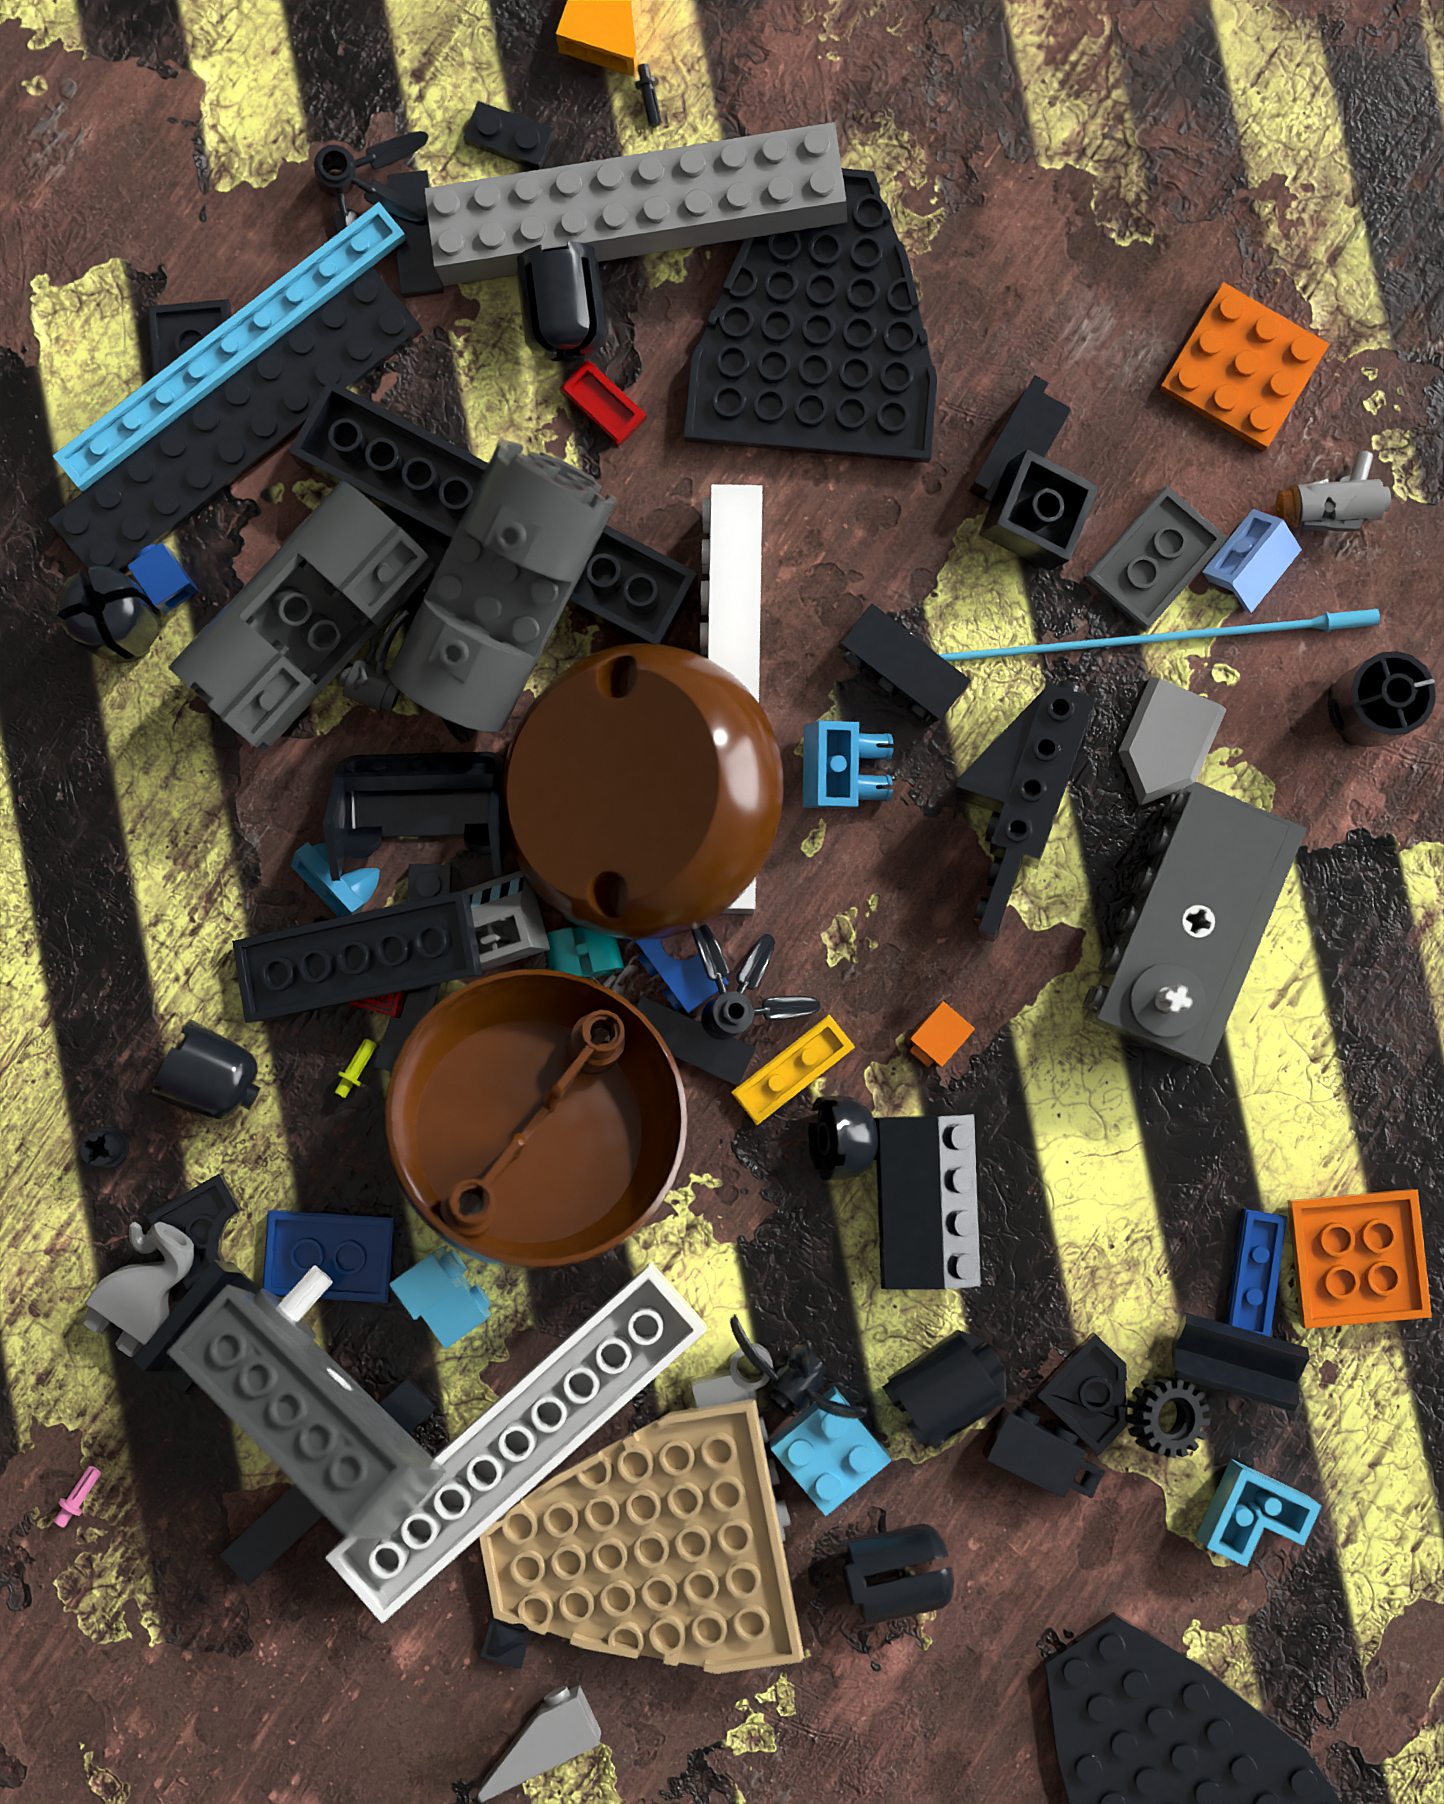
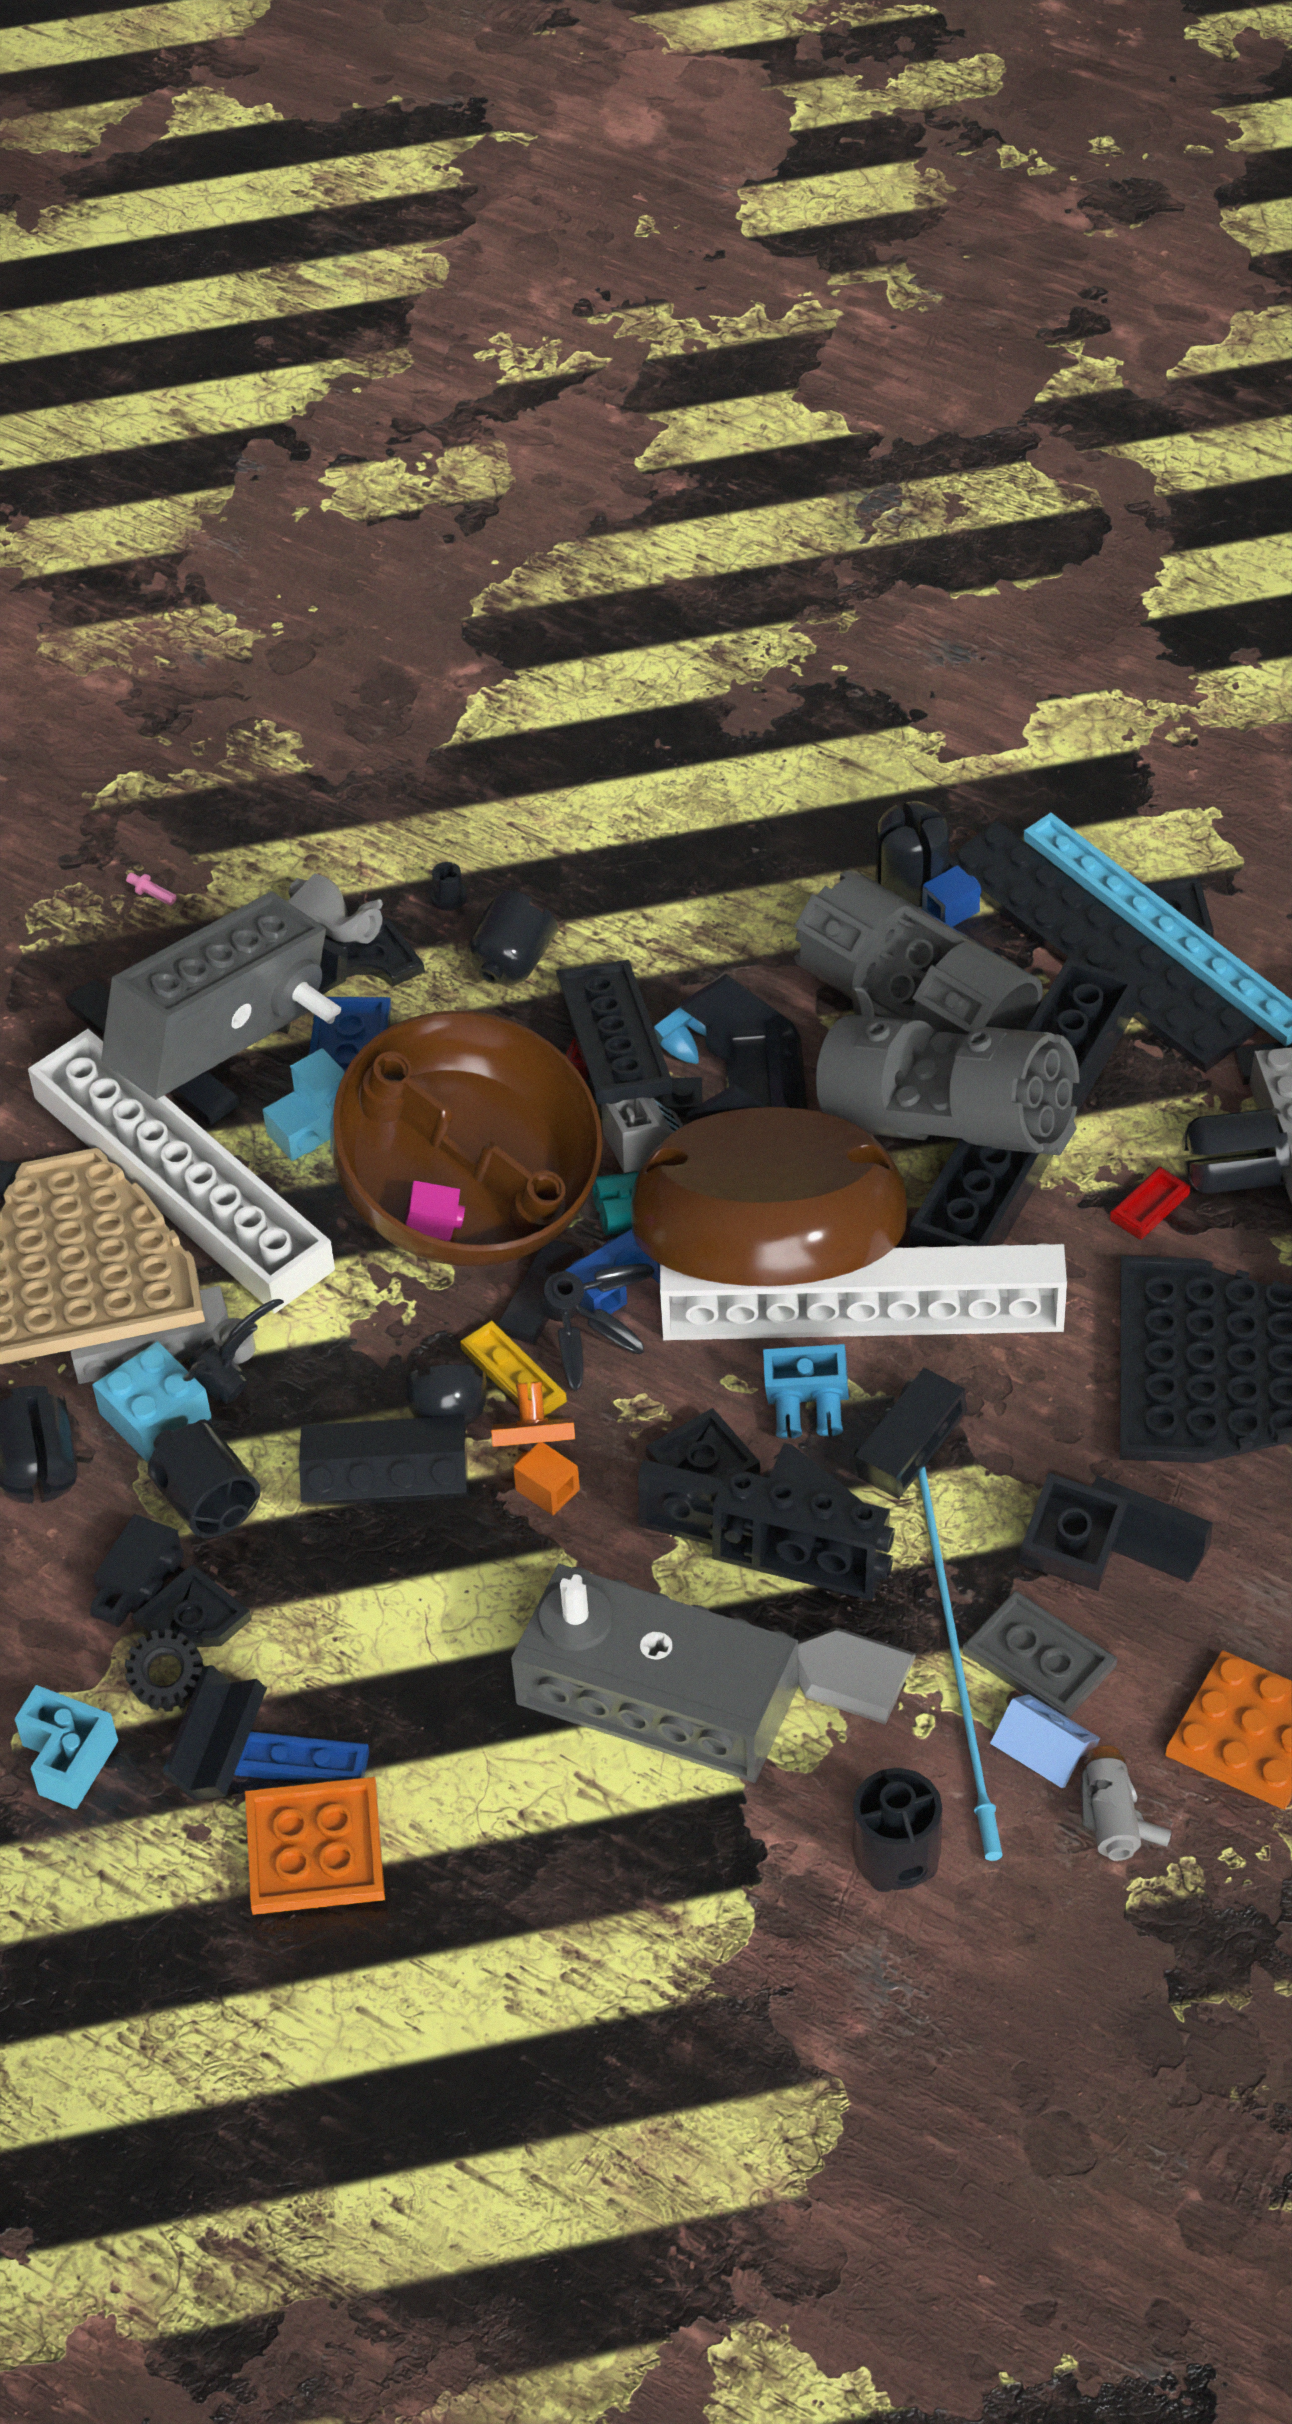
camera: 90 degrees right, 35 degrees down
(615, 1154) = (434, 1210): none -> dark pink brick
(894, 1047) = (532, 1424): none -> orange tile
(912, 874) = (704, 1447): none -> black plate

